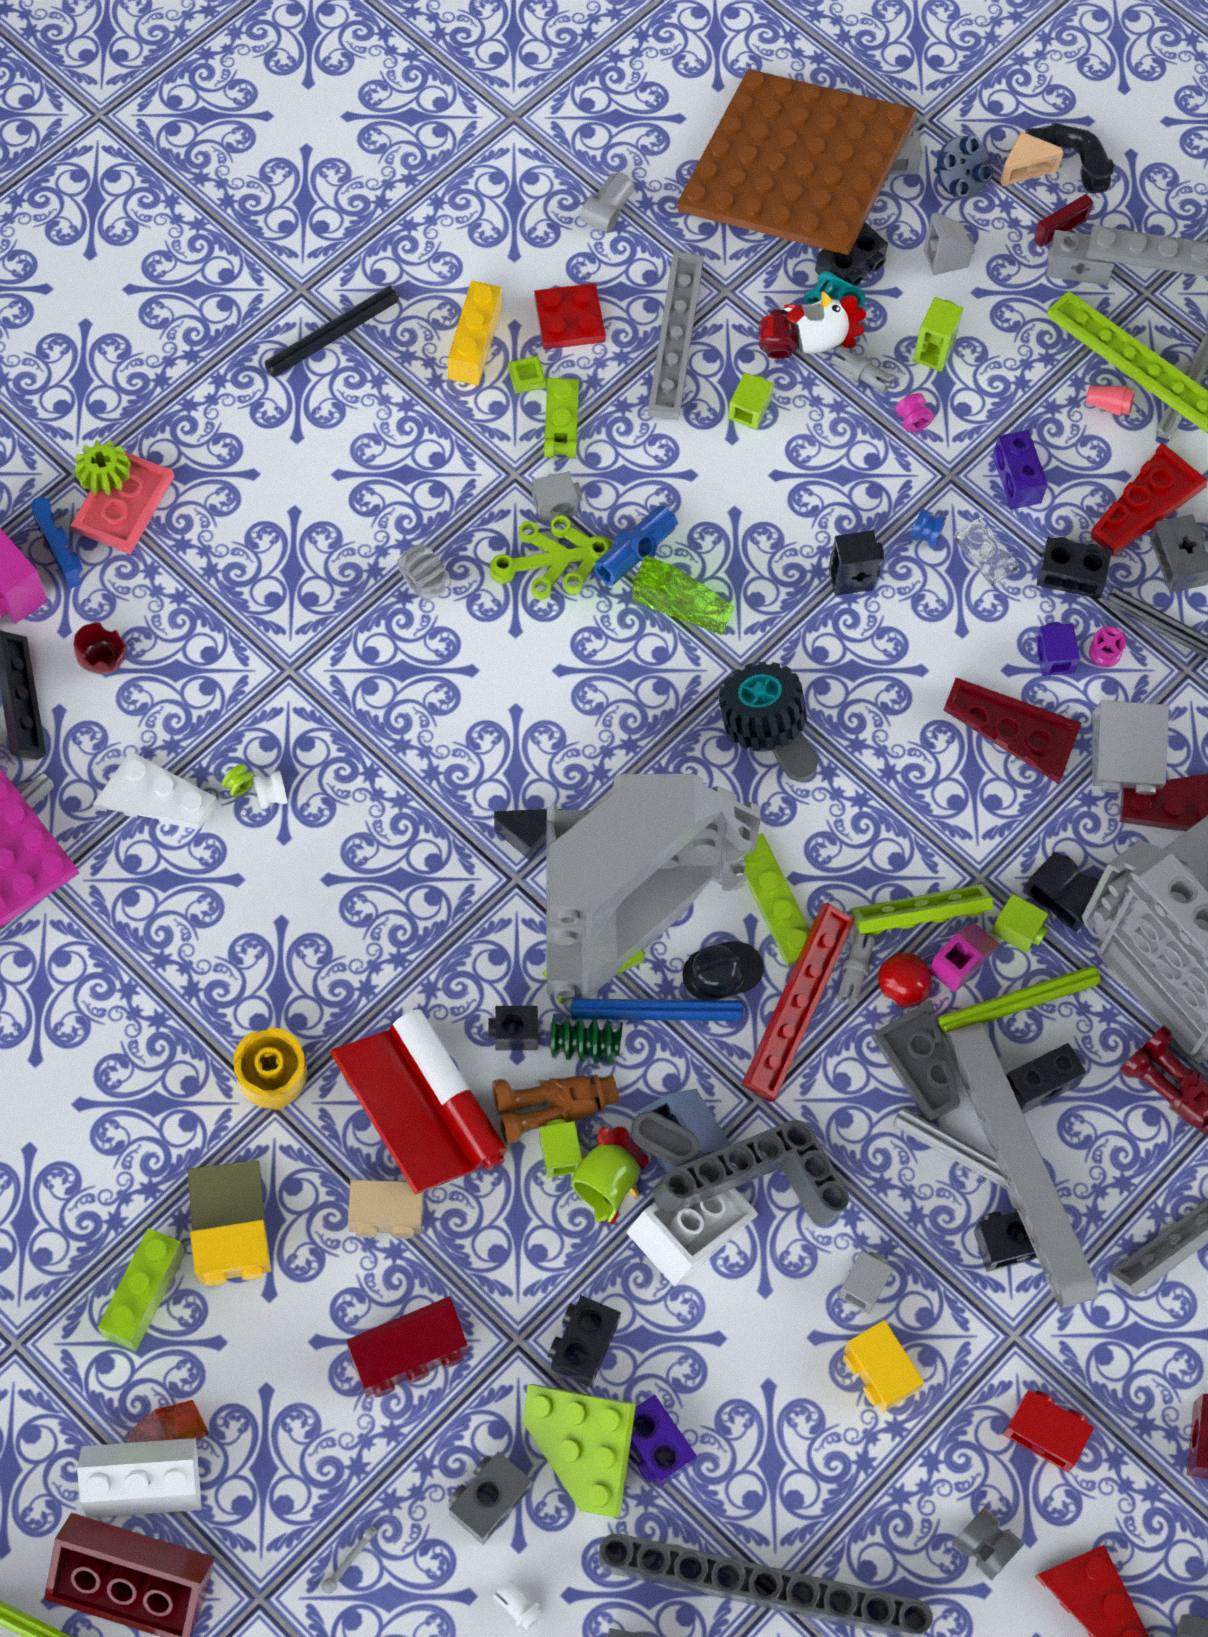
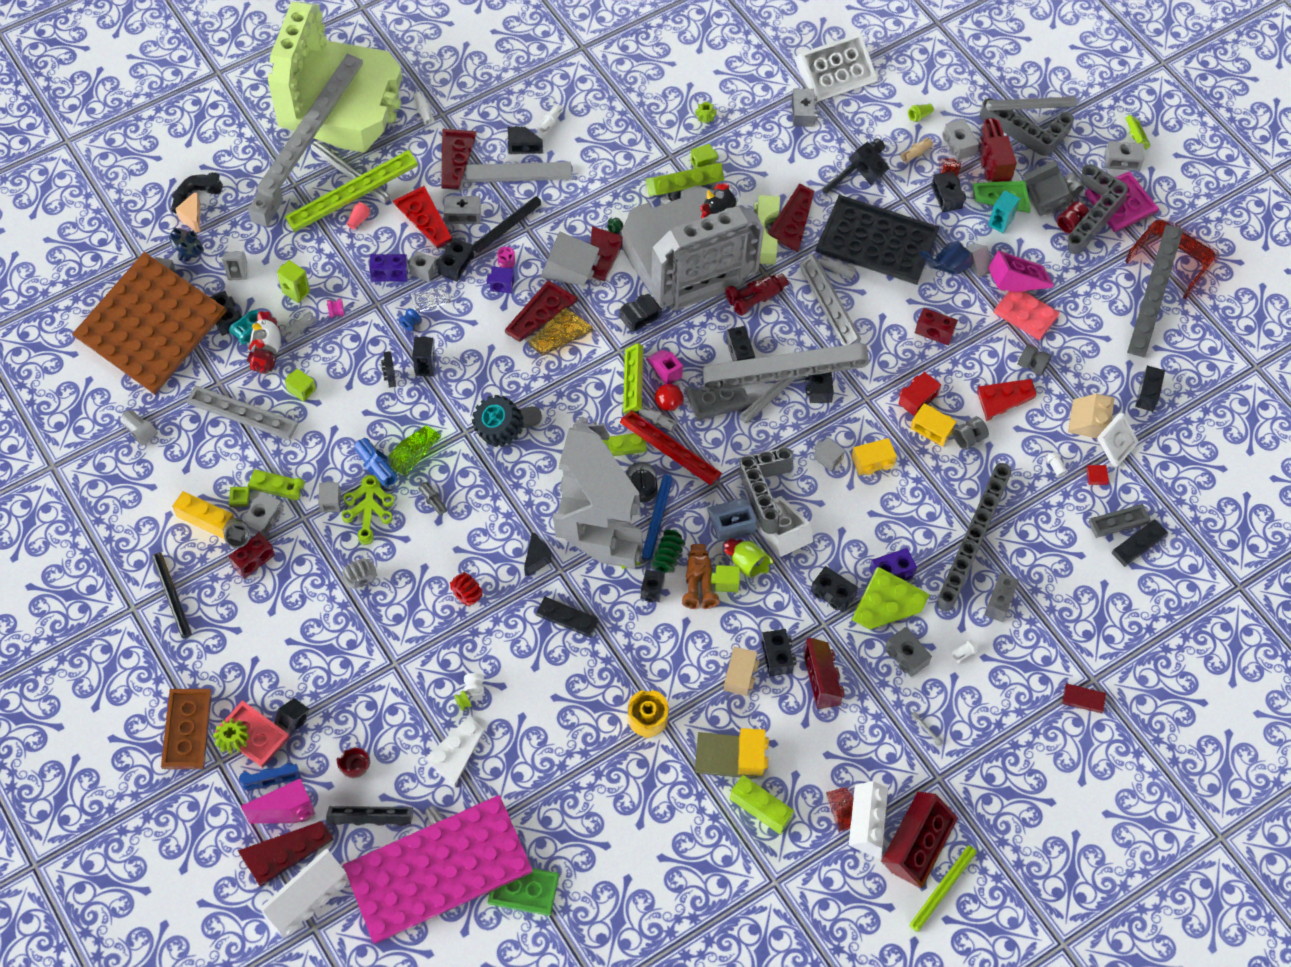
camera: 75 degrees left, 5 degrees down
(114, 411) = (186, 729): none -> dark orange plate
(159, 543) = (291, 716): none -> black brick
(420, 1103) = (685, 640): red door -> none
(421, 415) = (252, 555): none -> dark red brick
(429, 907) = (567, 617): none -> black plate
(432, 1256) = (774, 652): none -> black brick
(433, 734) = (466, 589): none -> red gear
(441, 376) = (236, 533): none -> dark grey wheel
(506, 424) = (266, 505): none -> light grey brick
(569, 316) = (207, 465): red plate -> none
(595, 648) = (432, 497): none -> dark grey axle
(664, 1138) = (740, 520): dark grey tile -> none
(813, 517) = (388, 369): none -> black plate
(981, 767) = (559, 331): none -> clear yellow wing
(988, 1468) = (933, 424): none -> yellow brick
(1020, 999) = (693, 349): lime axle -> none
(1021, 924) = (653, 337): lime brick -> none
(1038, 530) = (422, 266): none -> light grey brick
(1063, 219) = (238, 207): dark red tile -> none

